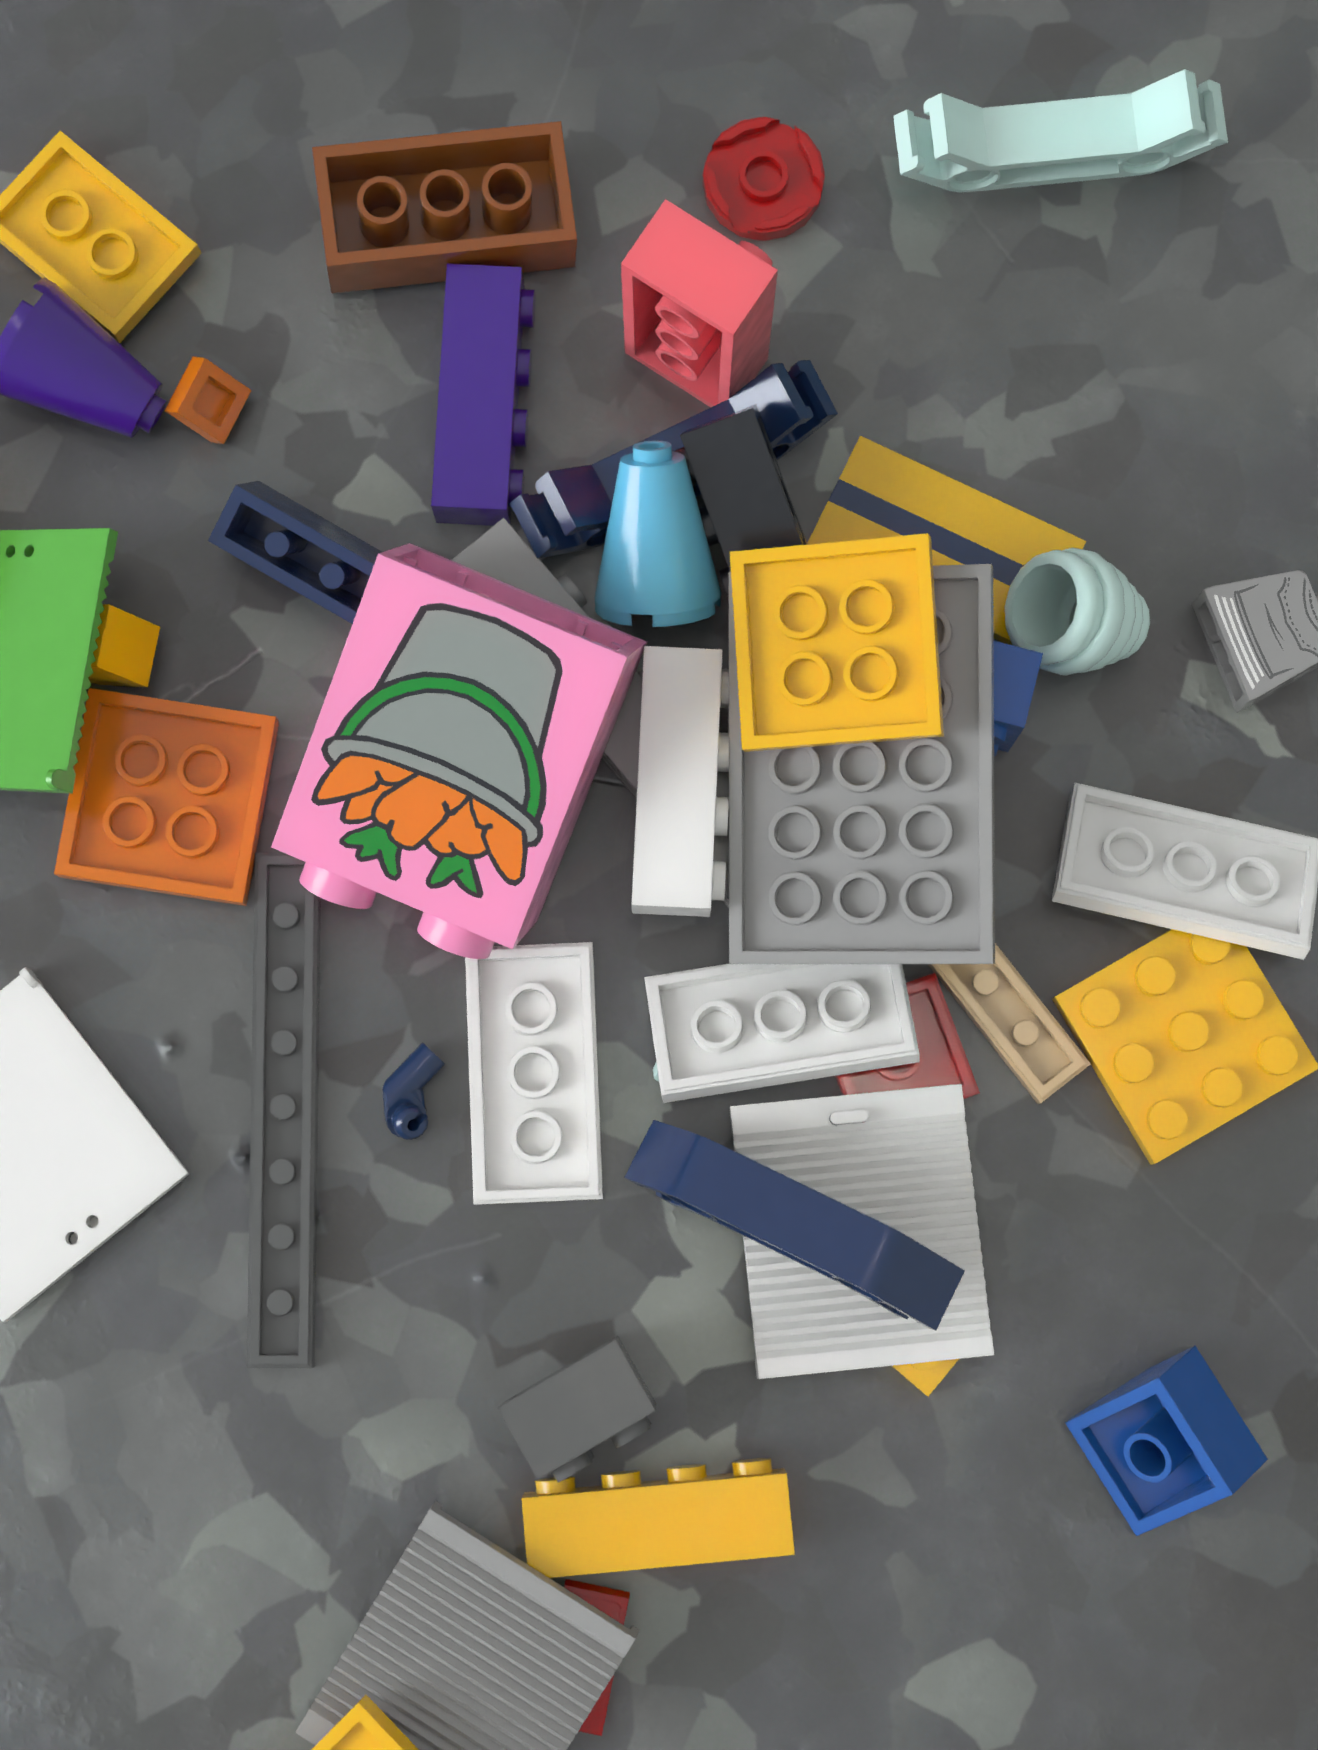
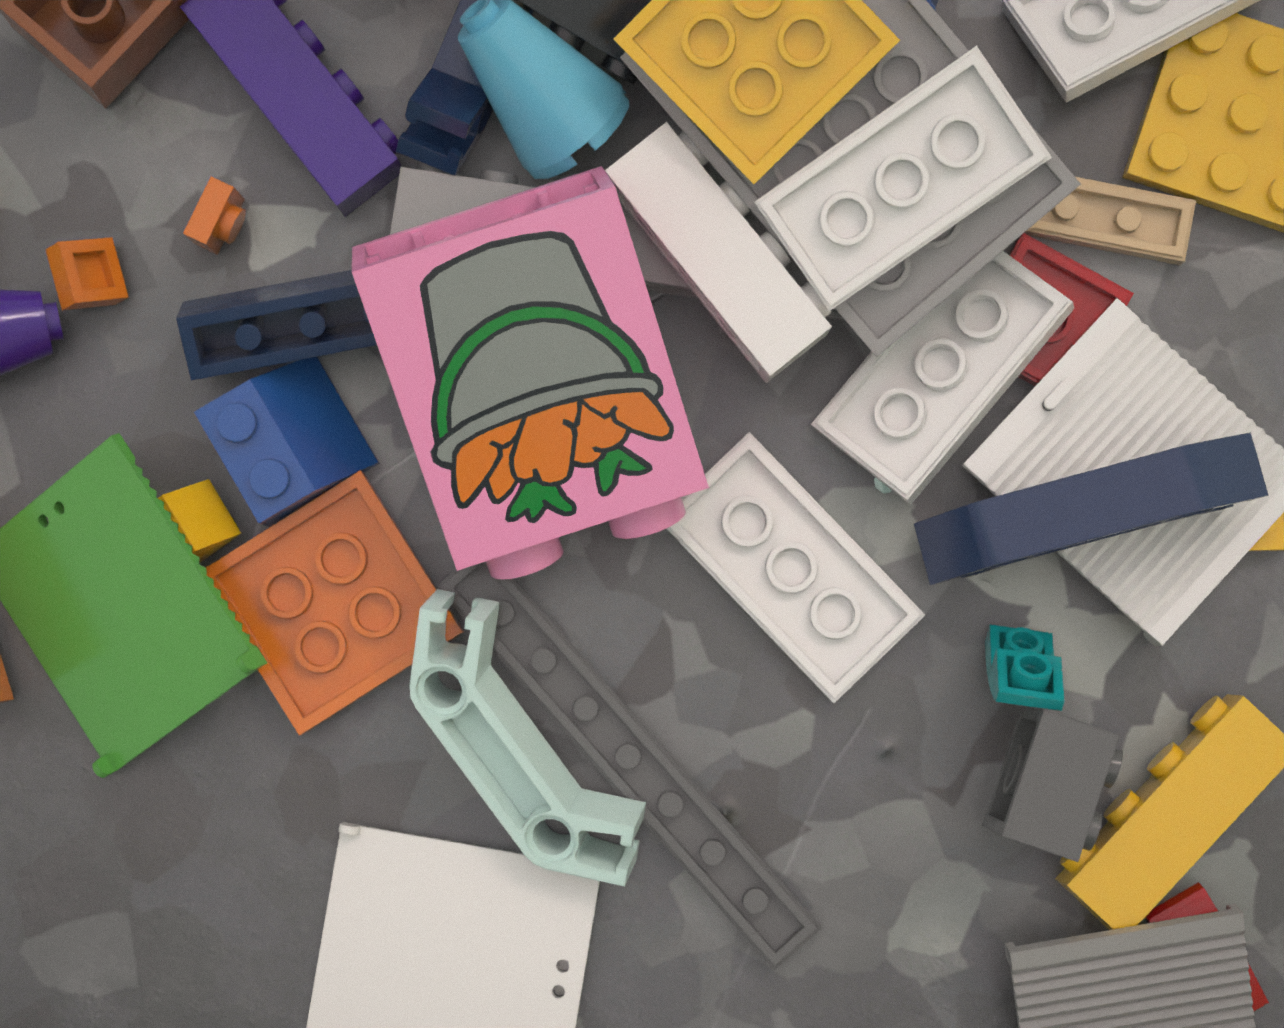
camera: 45 degrees left, 5 degrees up
(193, 1022) = (510, 757): none -> light aqua piece
(242, 645) = (285, 438): none -> blue slope
(338, 439) = (216, 216): none -> orange plate
(405, 1096) = (709, 667): dark blue arm -> none
(636, 1301) = (1023, 667): none -> teal slope
(860, 842) = (903, 178): none -> white tile

